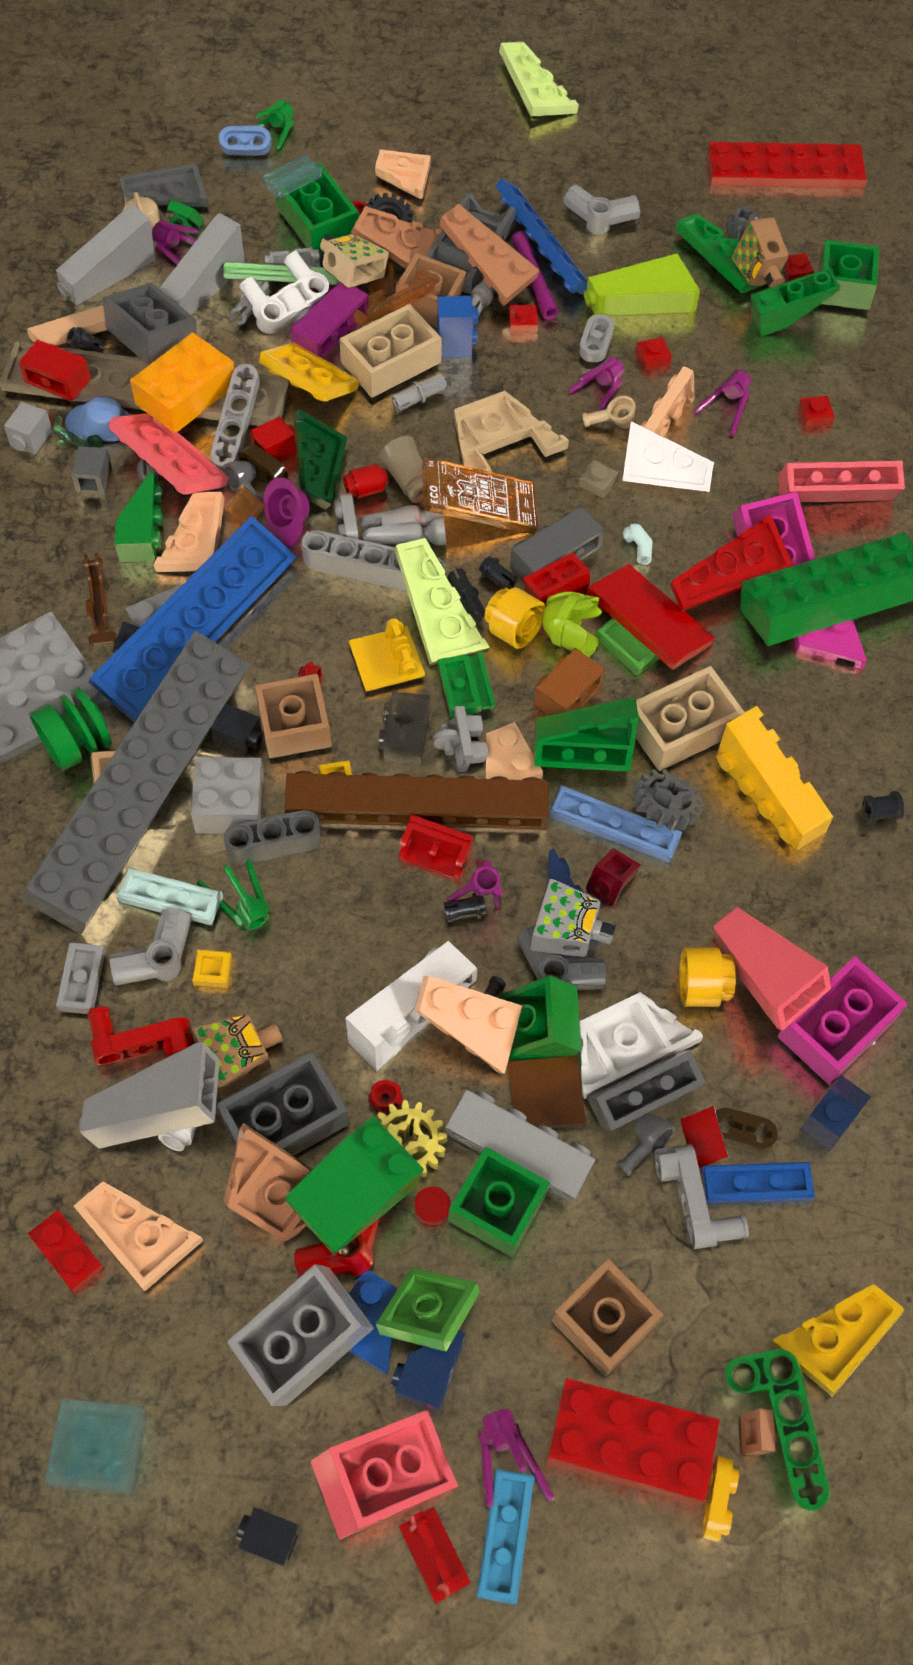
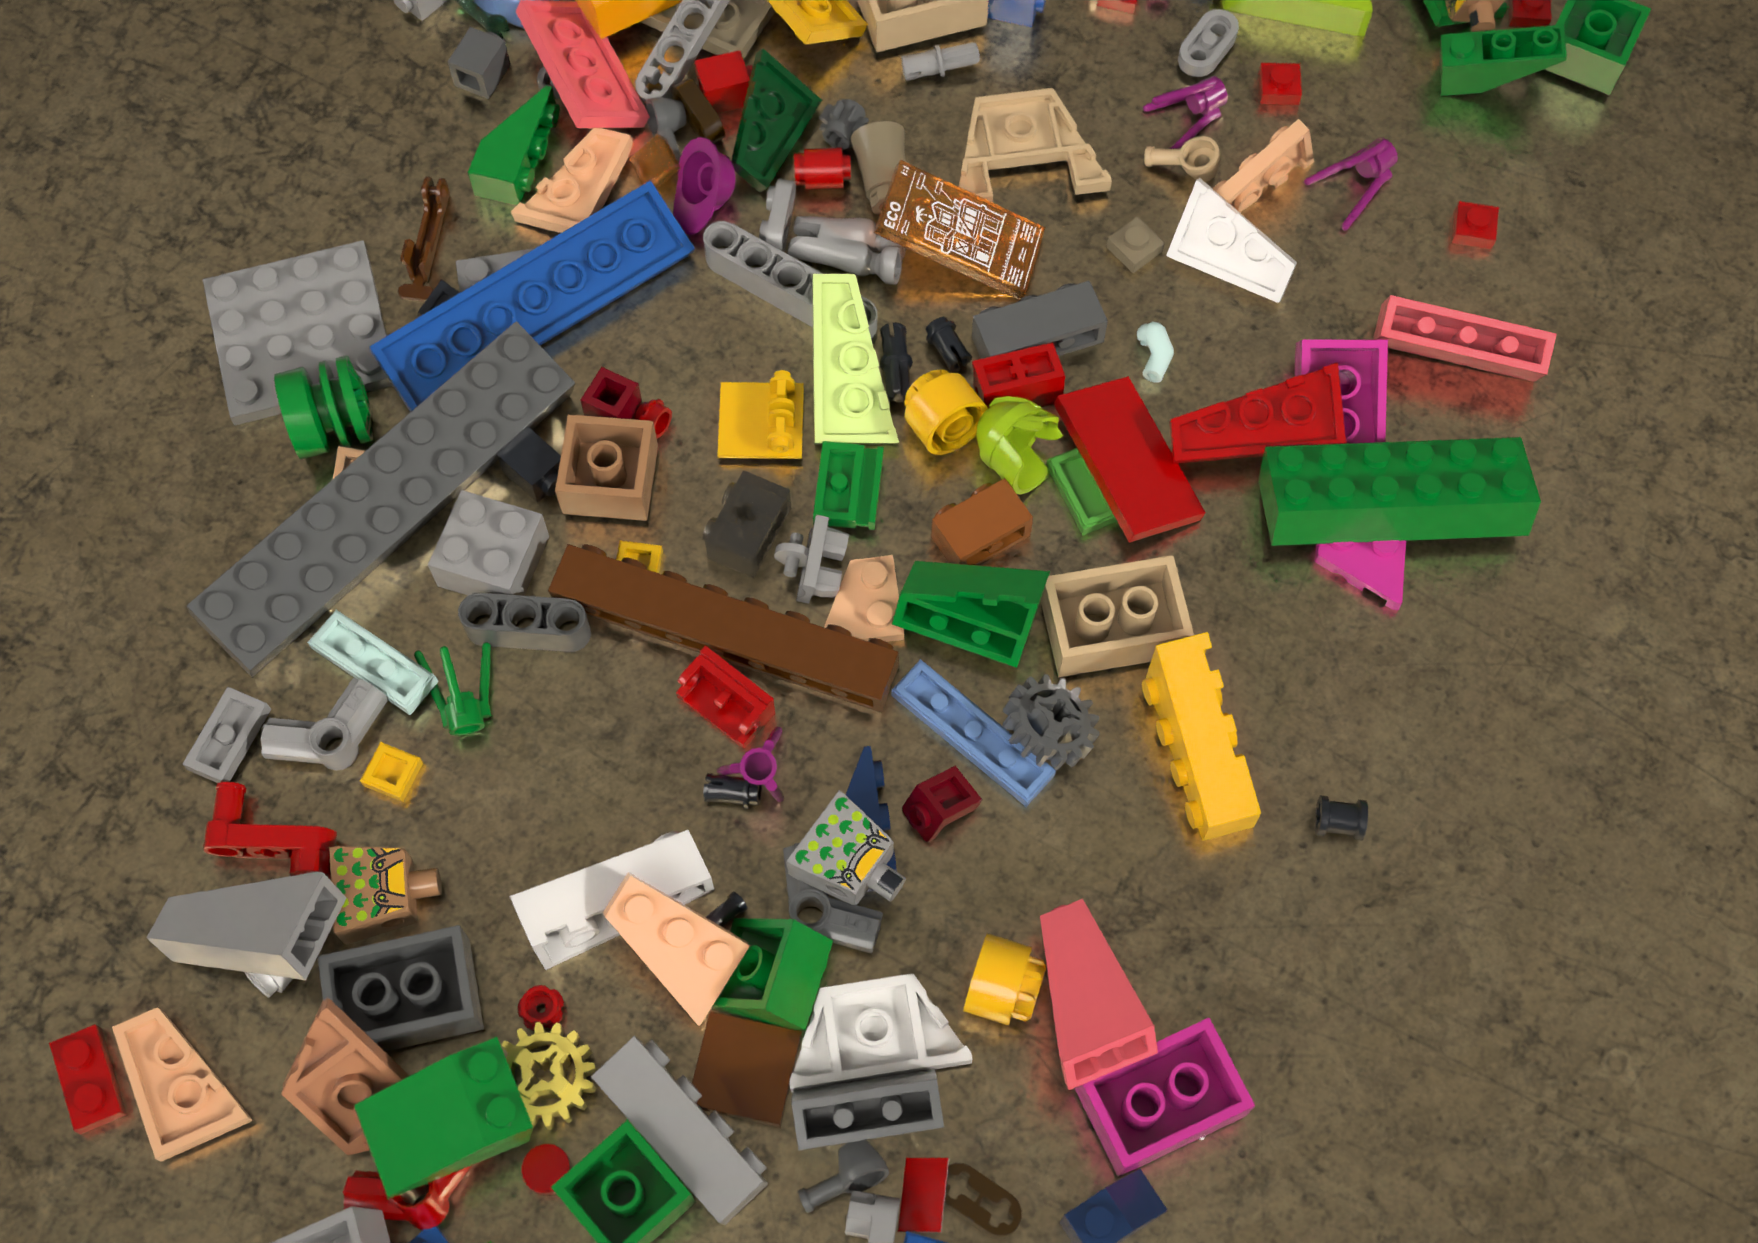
camera: 20 degrees right, 5 degrees up
(279, 665) = (611, 396): none -> dark red brick
(368, 447) = (841, 122): none -> dark grey gear

